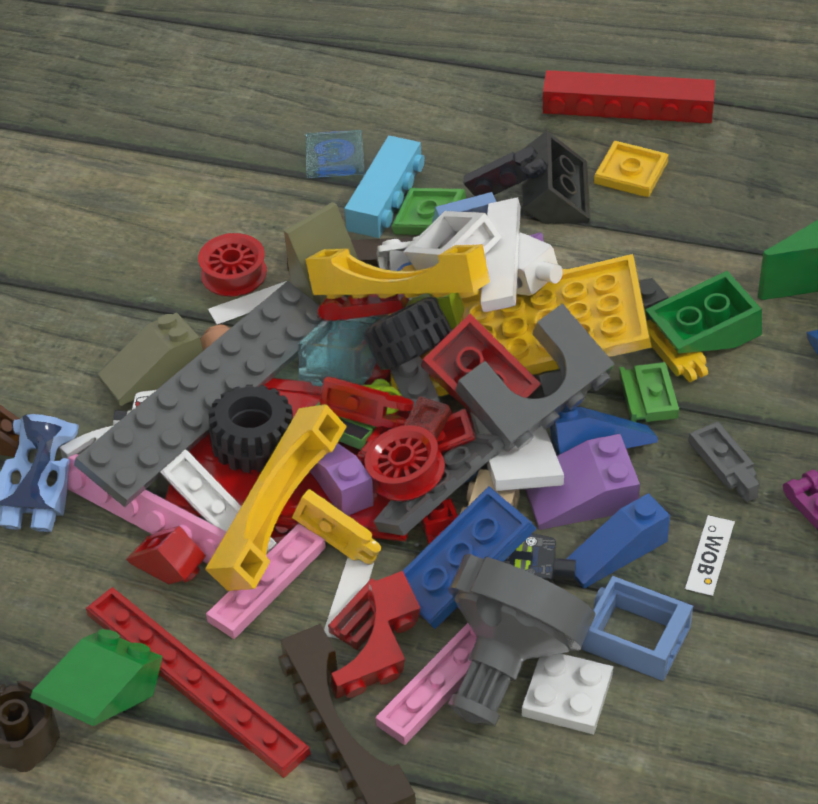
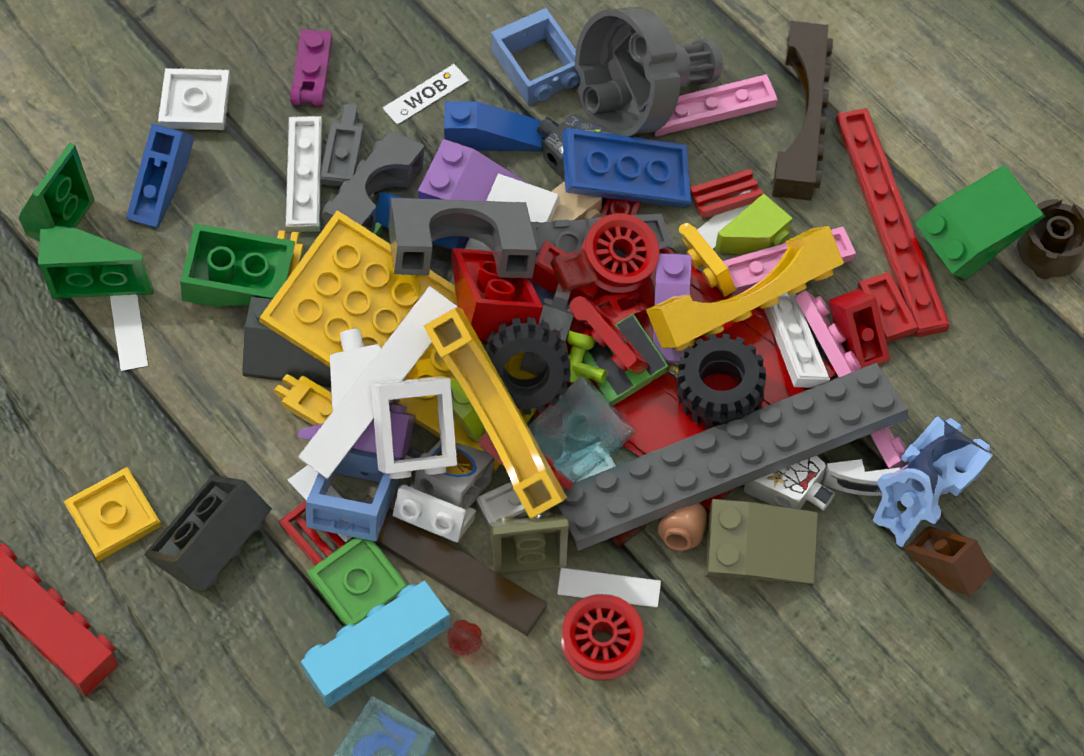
camera: 150 degrees left, 15 degrees up
(151, 590) = (894, 313): none -> red plate
(311, 587) = (755, 229): none -> lime slope
(381, 658) = (745, 141): red arch -> none
(505, 172) = (257, 546): black hinge -> none
(669, 461) = (391, 164): none -> dark grey arch
(737, 262) = (128, 332): none -> white sticker
(765, 451) = (304, 174): none -> white tile

